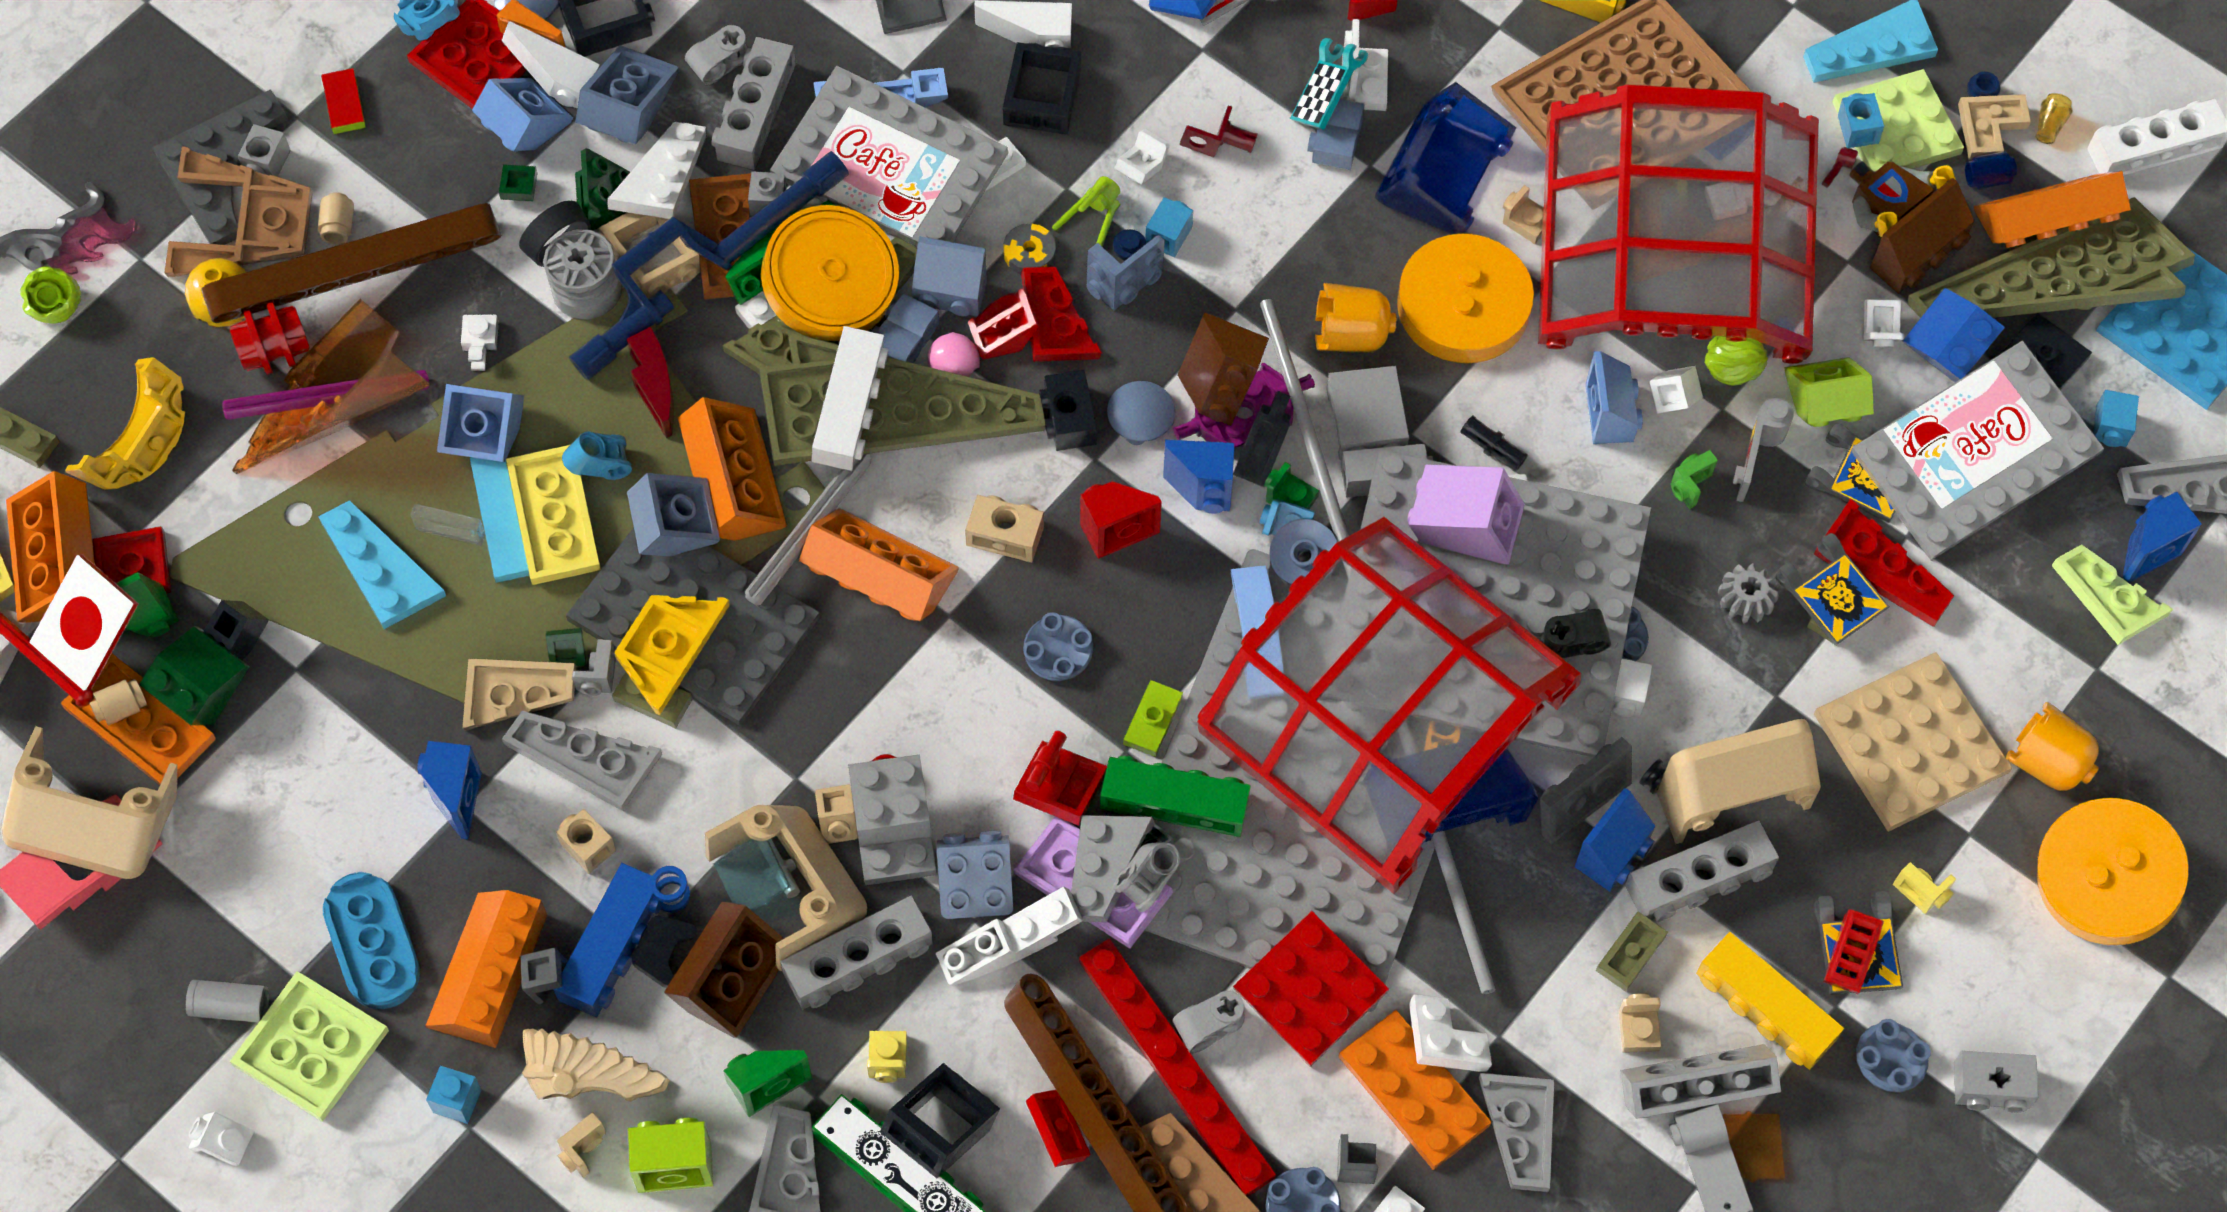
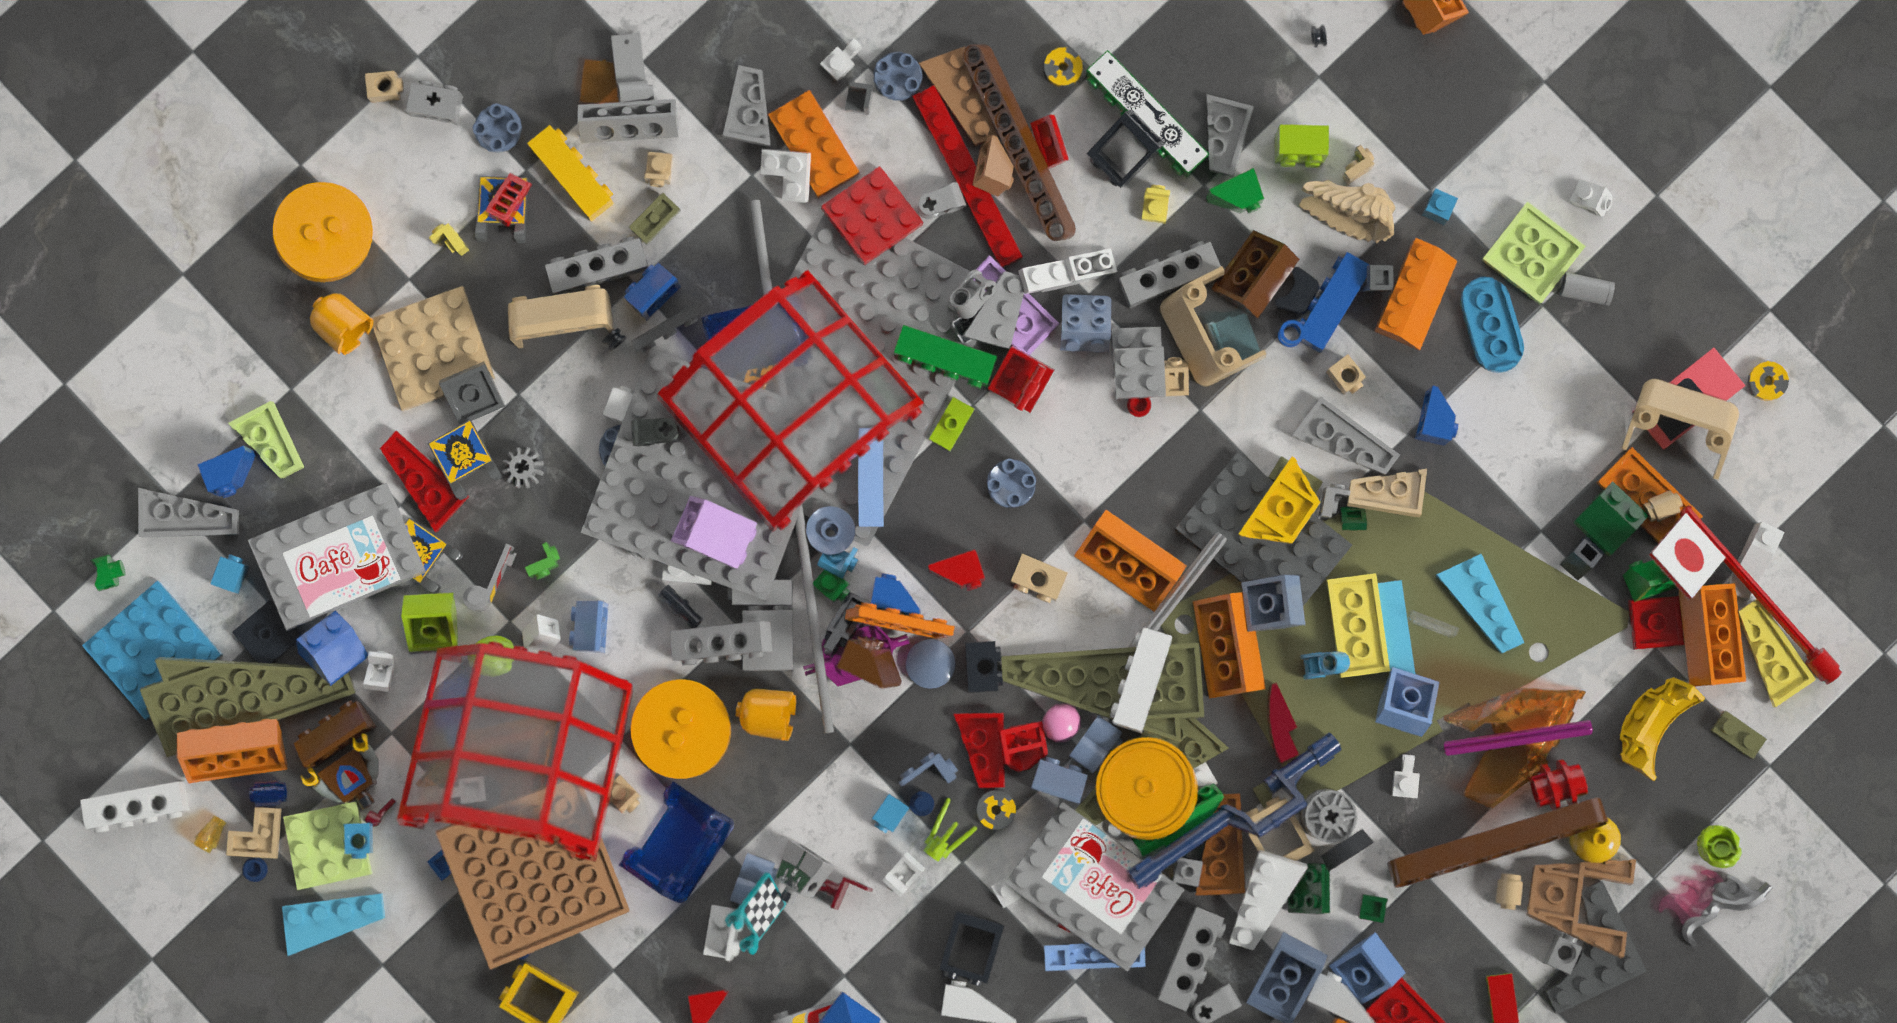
camera: 170 degrees left, 20 degrees up
(1138, 1075) = (993, 168): none -> medium nougat slope
(1147, 435) = (892, 619): none -> orange plate
(1276, 146) = (801, 872): none -> light grey torso
(1430, 392) = (757, 642): none -> light grey brick
(1842, 677) = (472, 393): none -> dark grey plate
(2088, 1085) = (373, 84): none -> tan brick

